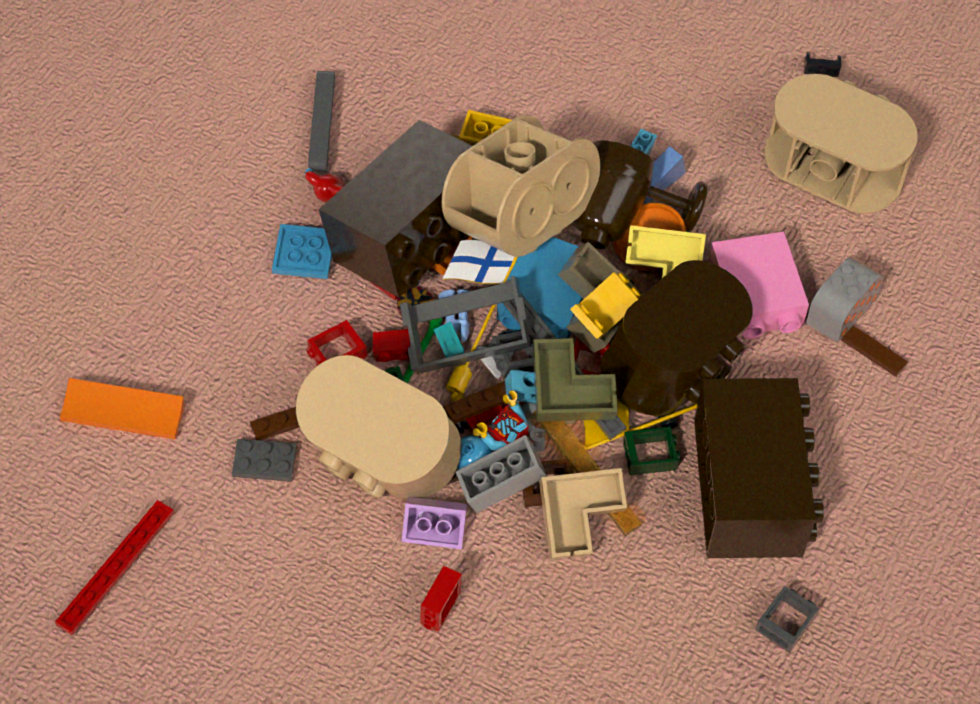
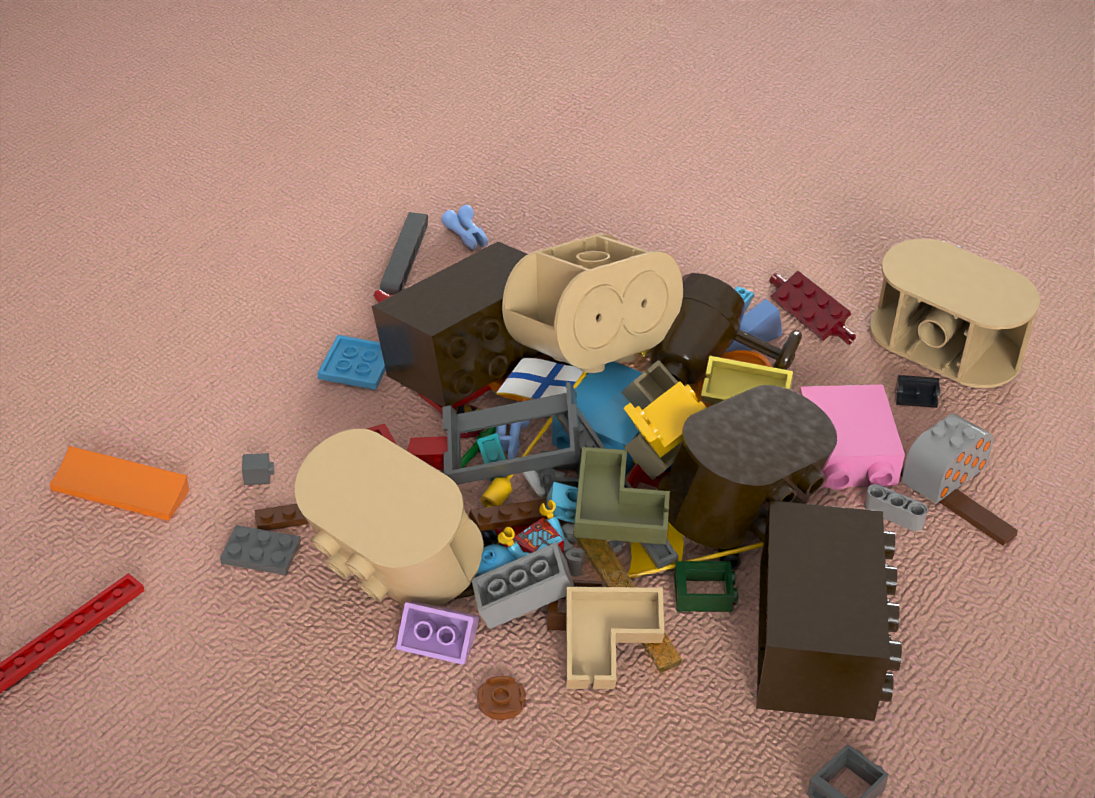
camera: 10 degrees right, 15 degrees down
(242, 379) = (257, 468): none -> dark grey brick
(370, 70) = (464, 218): none -> light blue piece
(440, 599) = (425, 709): red window -> none
(498, 576) = (501, 697): none -> dark orange tile
(709, 140) = (812, 306): none -> dark red plate
(810, 358) = (896, 507): none -> light grey beam
(812, 225) = (917, 391): none -> black hinge

